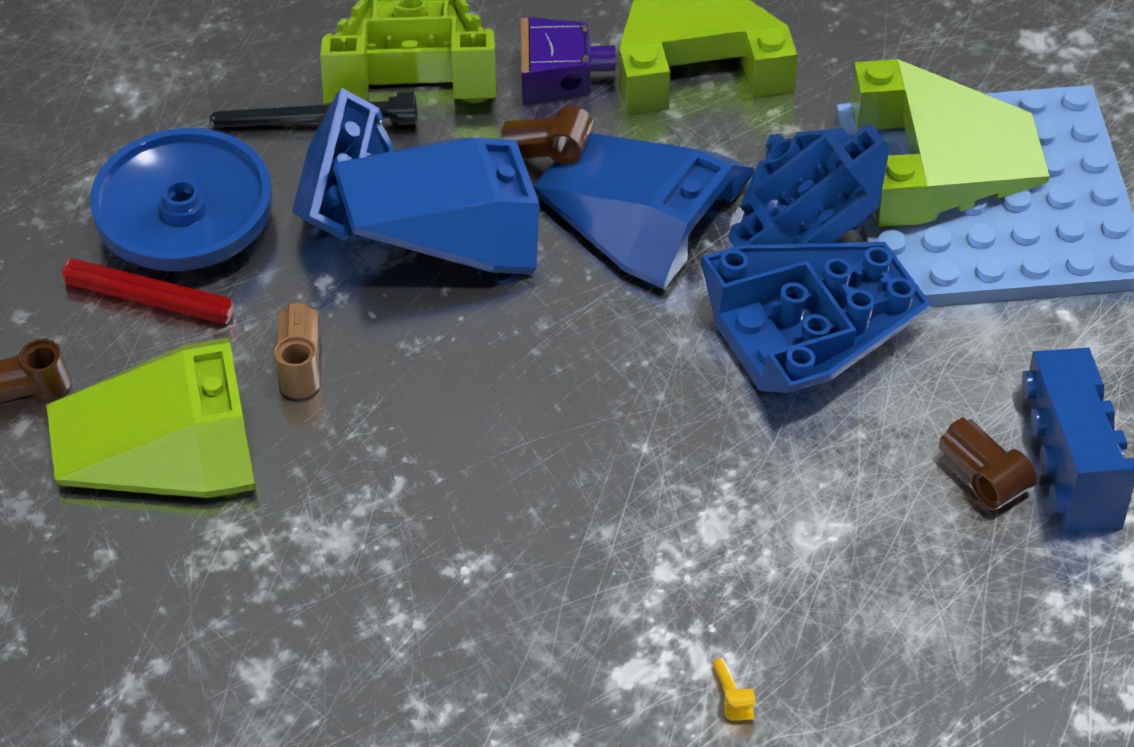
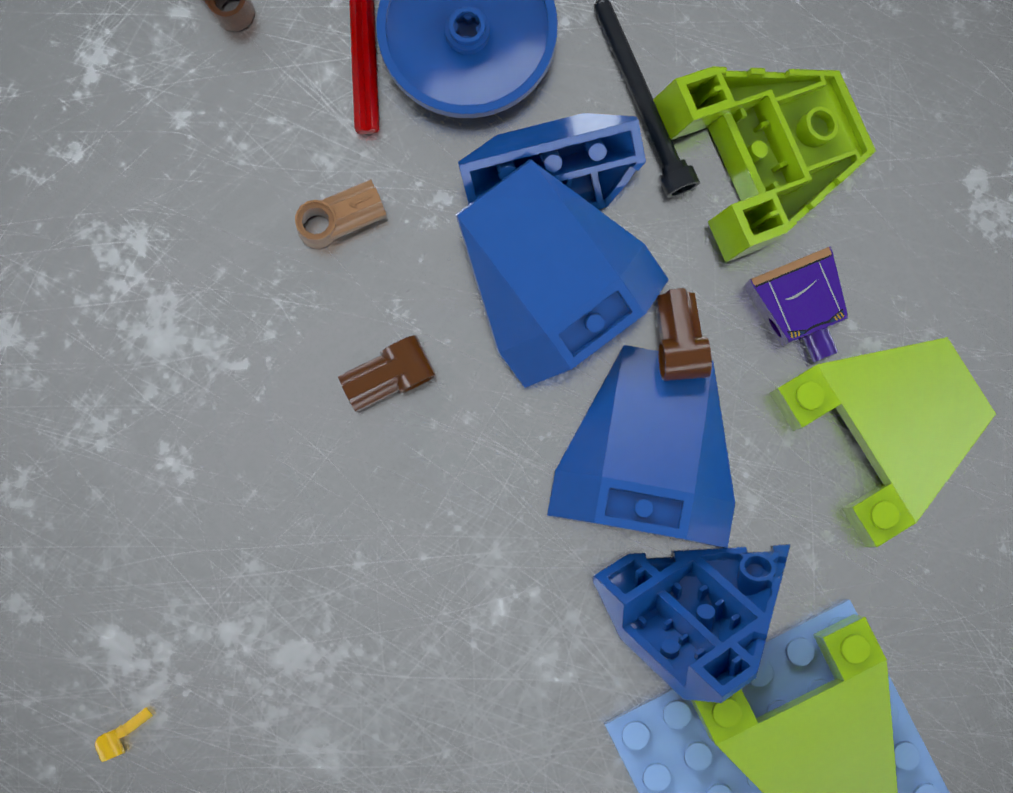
camera: 70 degrees right, 35 degrees up
(157, 428) = (212, 130): lime wedge -> none
(471, 354) = (399, 368): none -> reddish brown piece
(809, 307) = (552, 673): blue wedge -> none

